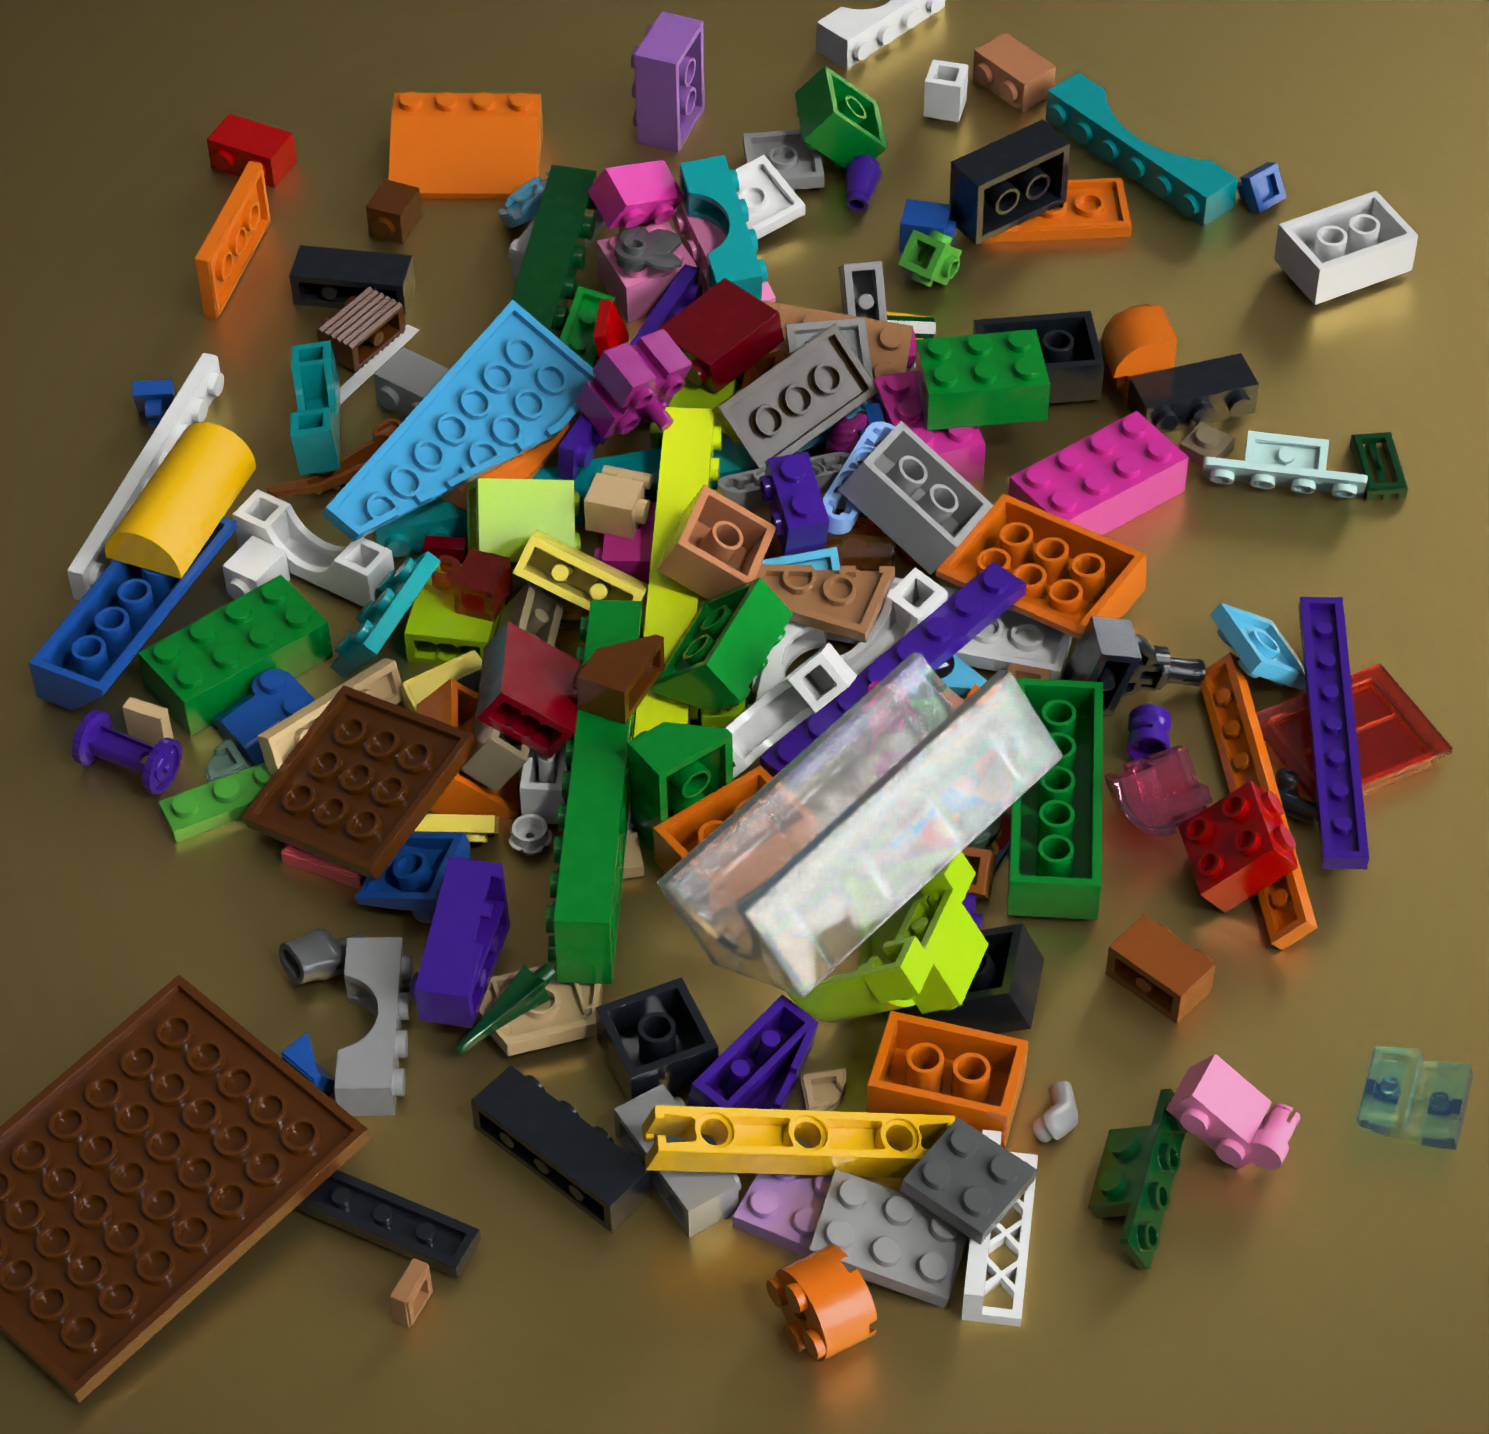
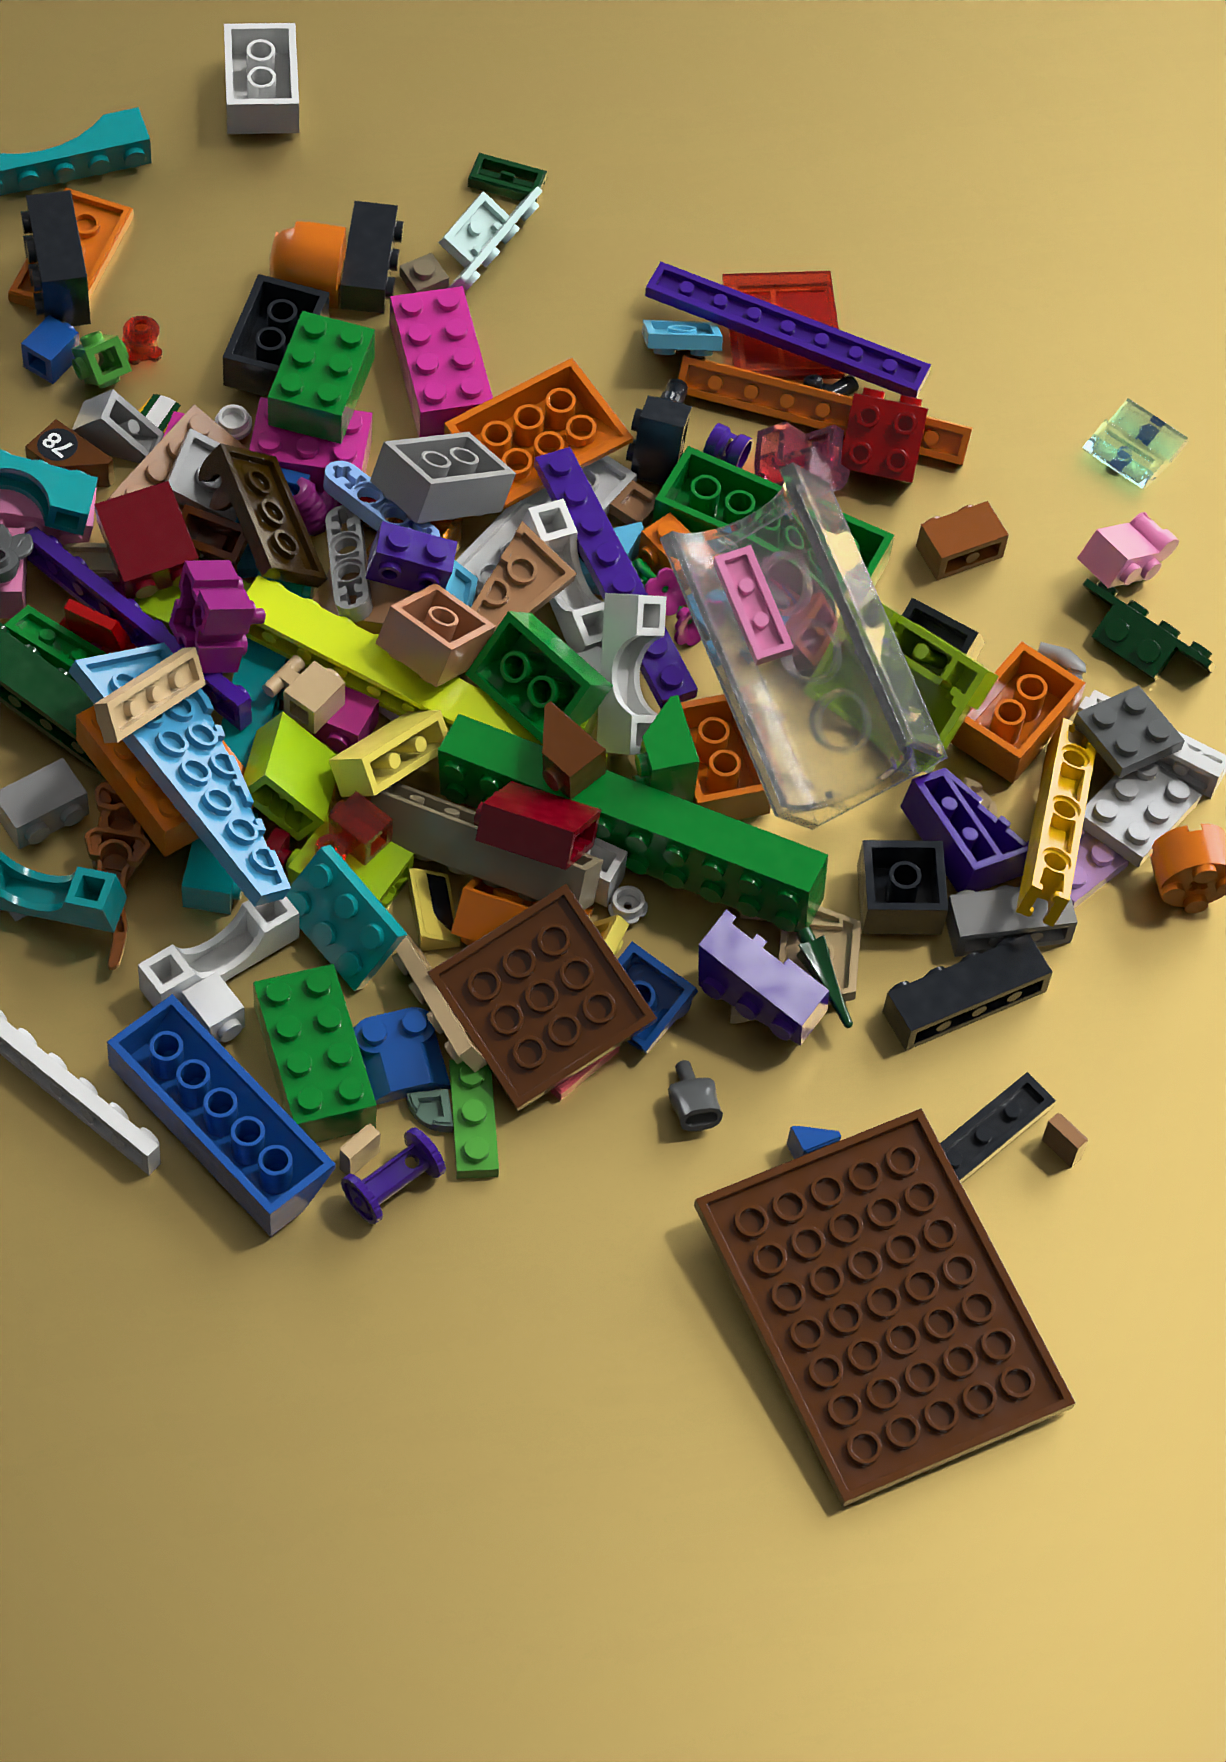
camera: 75 degrees left, 10 degrees up
(183, 501) = (134, 1026): yellow brick -> none
(369, 1069) = (743, 1062): light grey arch -> none
(503, 359) = (149, 695): none -> tan plate
(808, 274) = (70, 451): none -> reddish brown slope
(880, 756) = (753, 605): none -> bright pink plate
(981, 282) = (141, 339): none -> clear red brick
(1262, 187) = (143, 96): blue tile -> none

